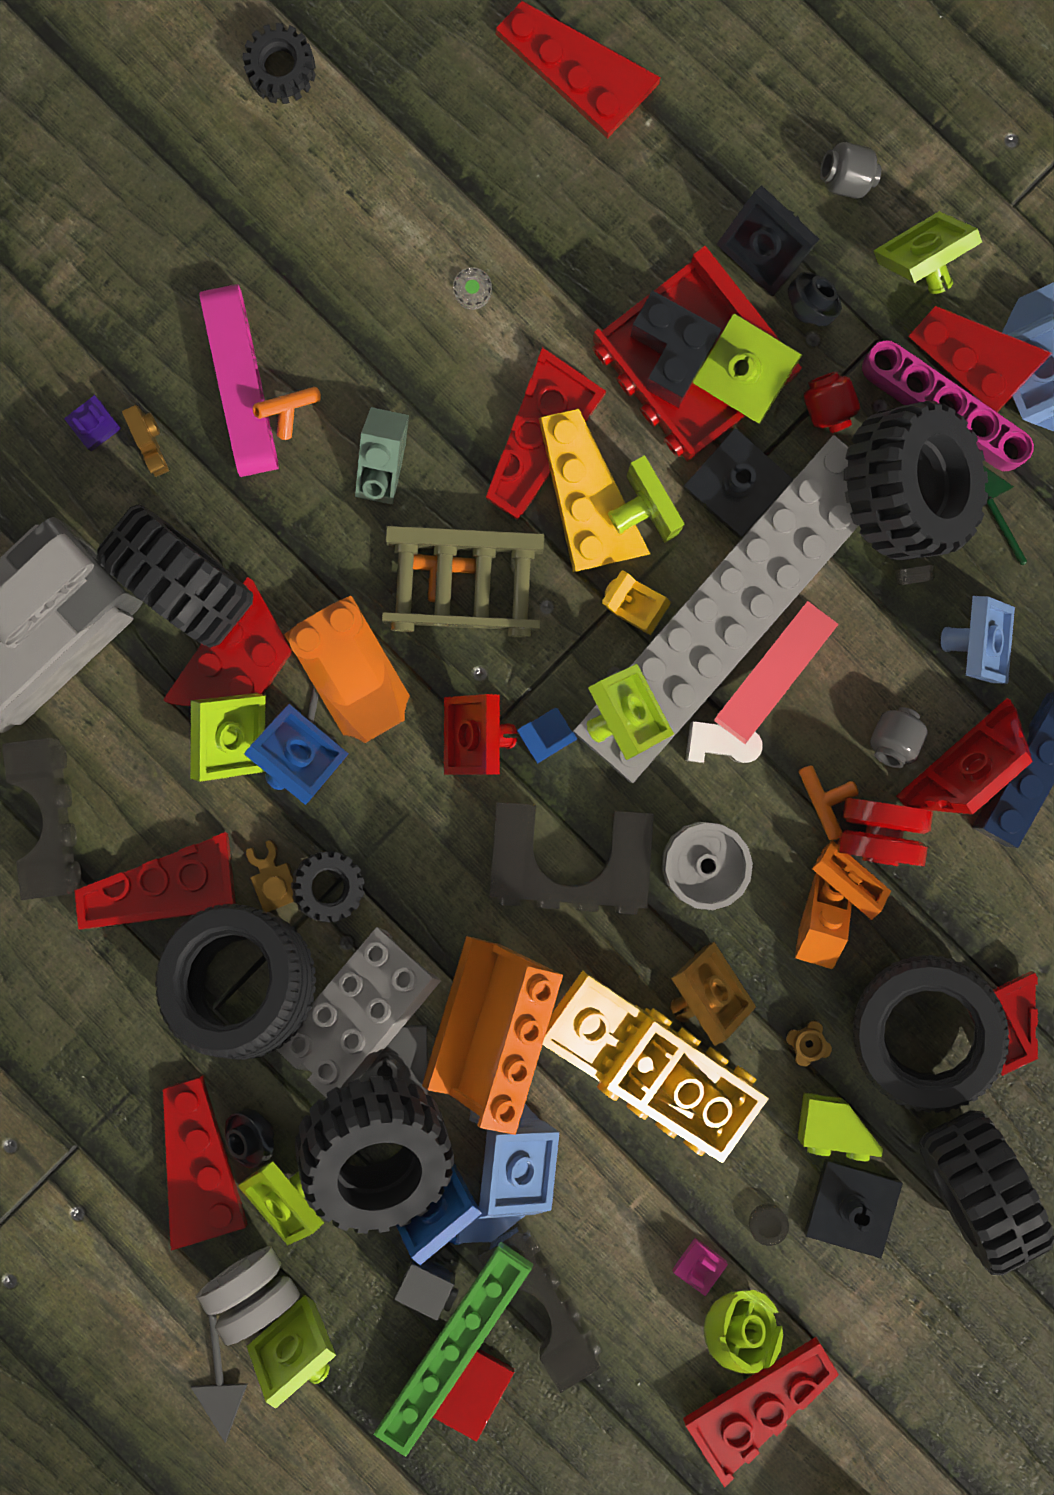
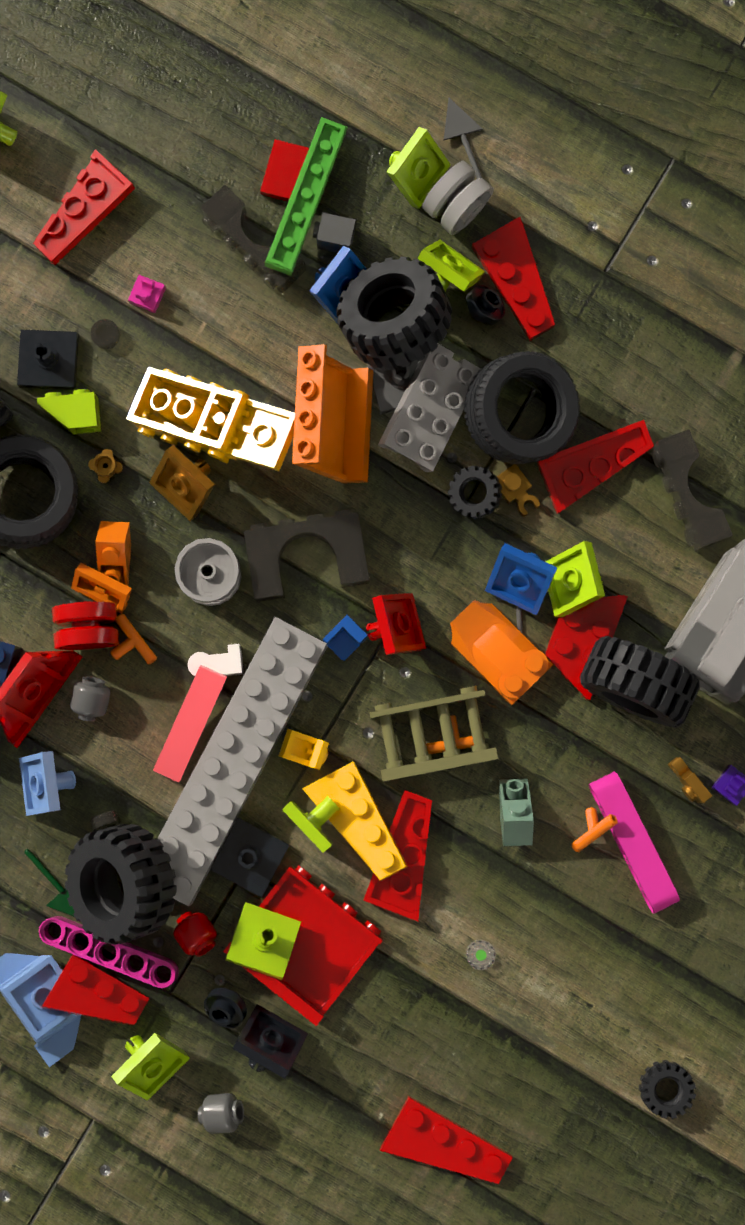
camera: 165 degrees right, 5 degrees down
(515, 1177) = (291, 322): medium blue piece -> none
(628, 713) = (289, 661): lime tile -> none
(680, 338) = (315, 950): black brick -> none
(743, 1331) = (106, 255): lime cylinder -> none

